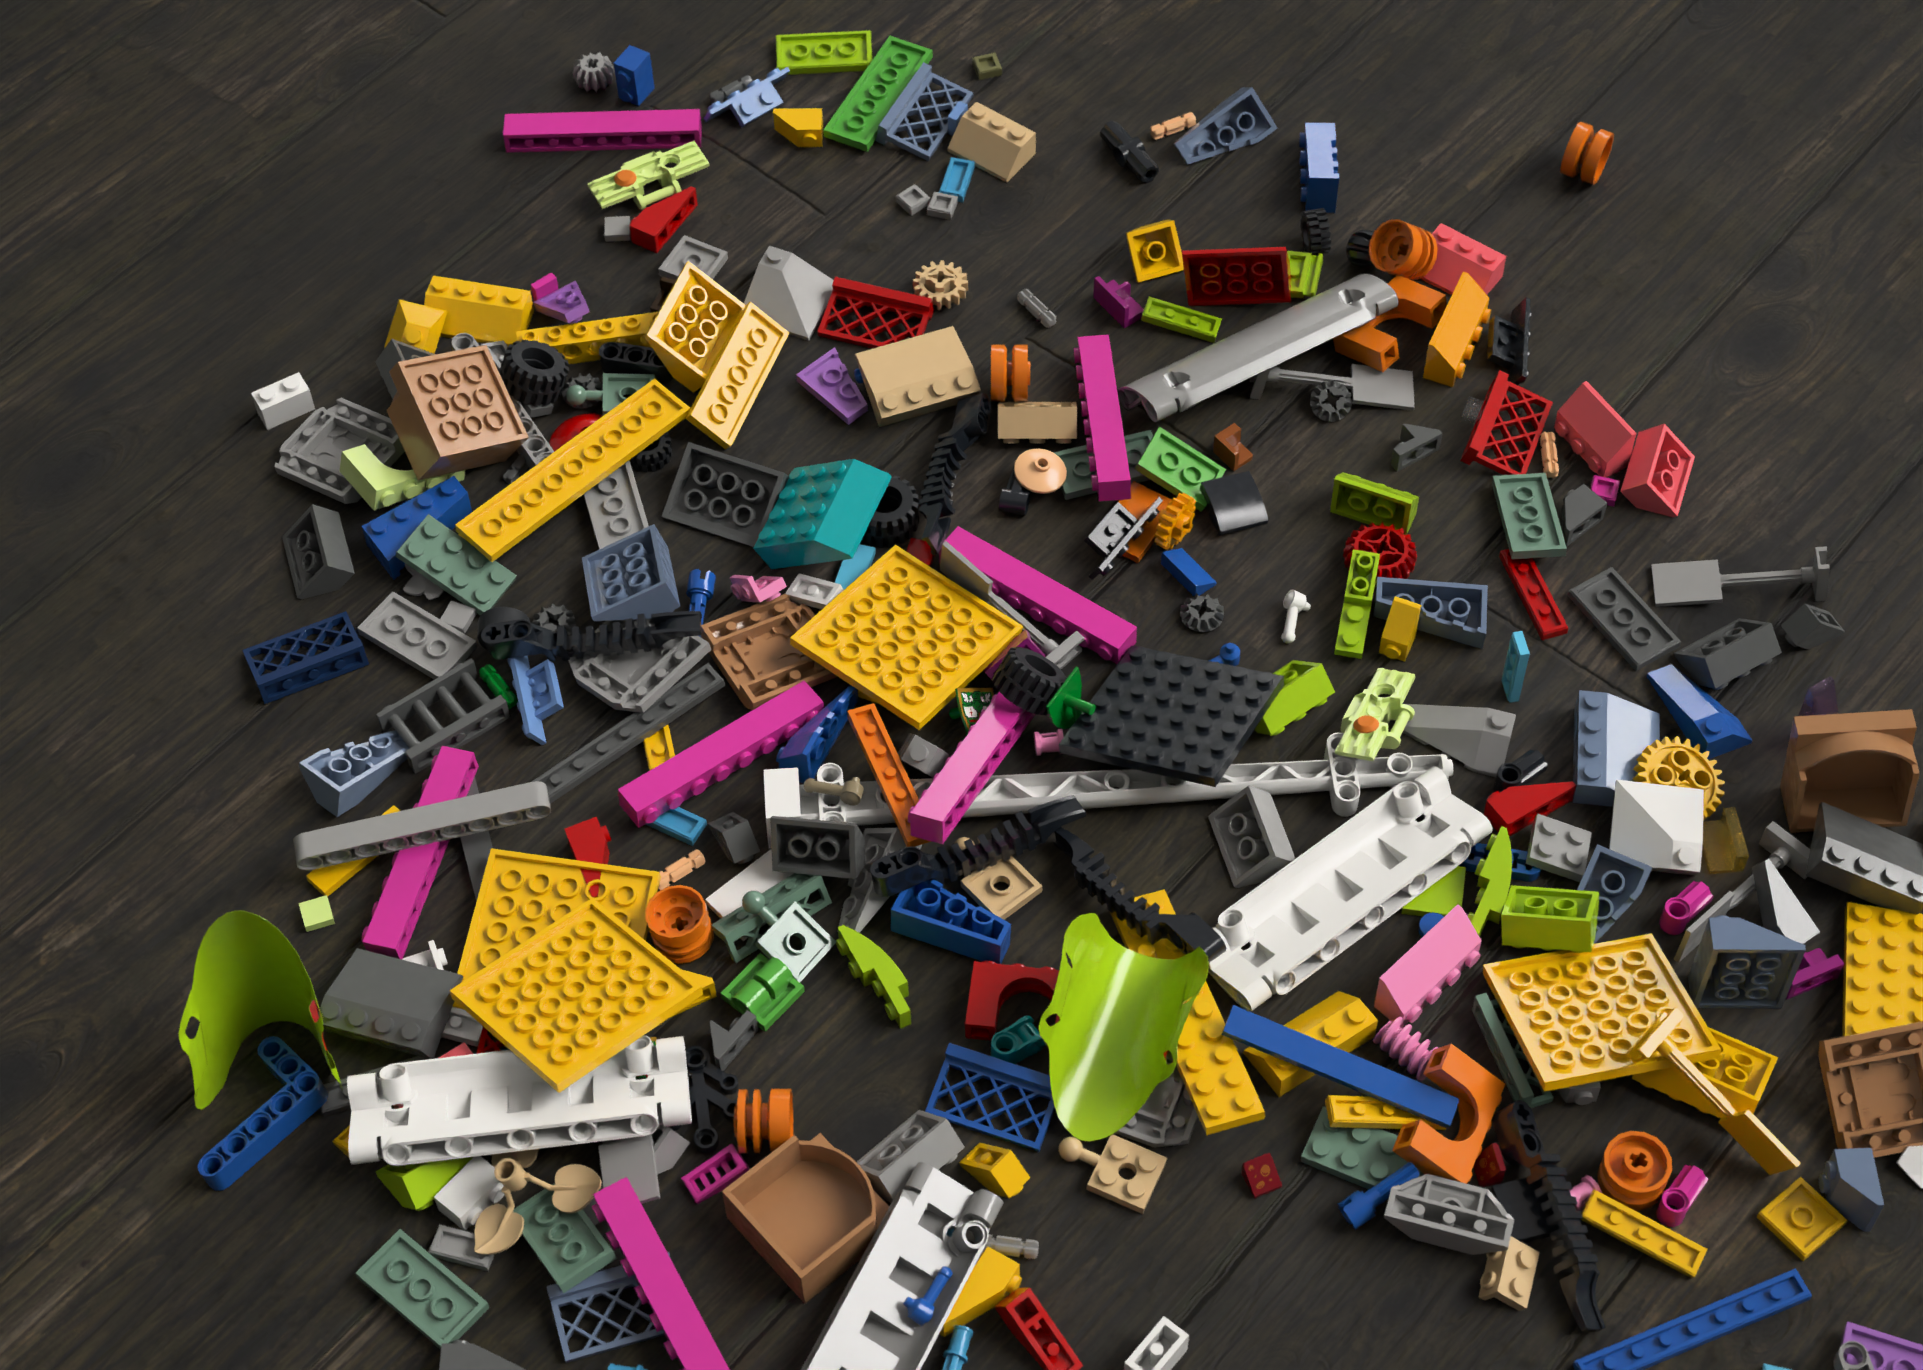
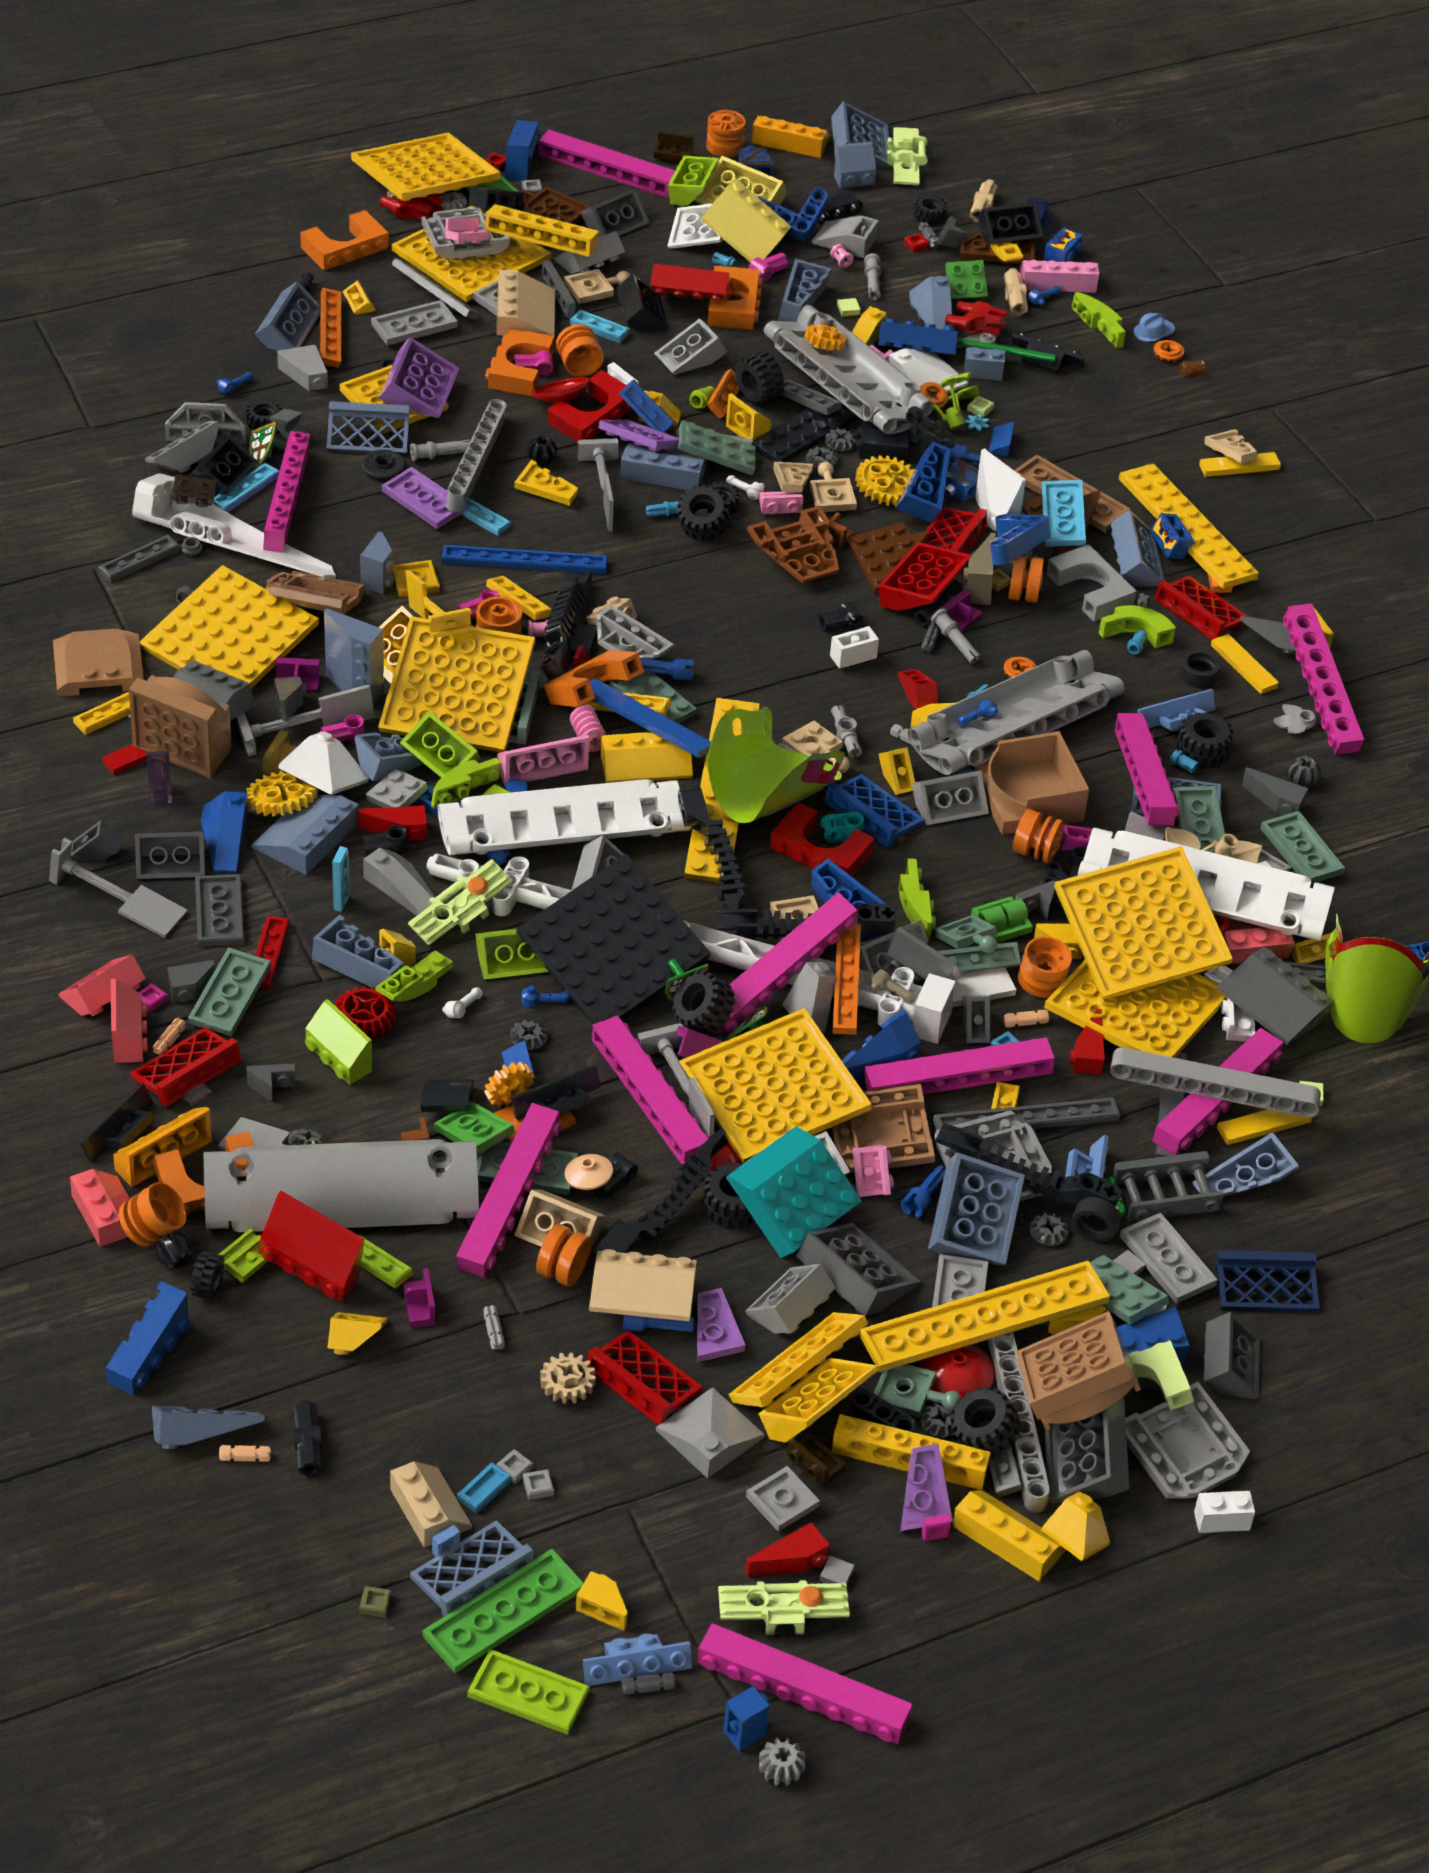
camera: 160 degrees left, 10 degrees down
(778, 433) = (792, 1298): none -> light grey slope
(1085, 1194) = (846, 731): none -> light grey pin

